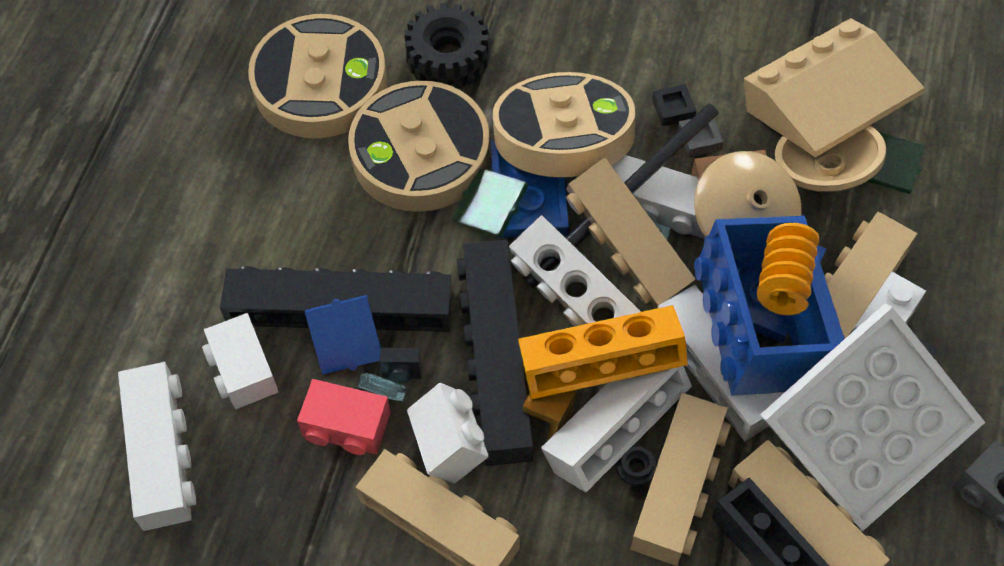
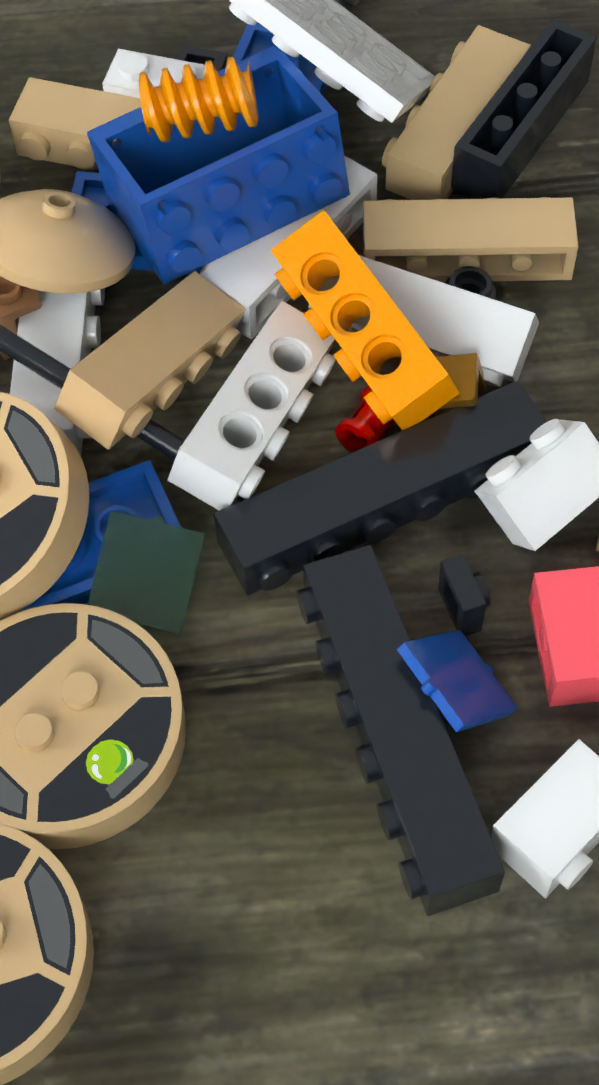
camera: 110 degrees left, 0 degrees up
(382, 386) = (511, 604): clear light blue tile -> none

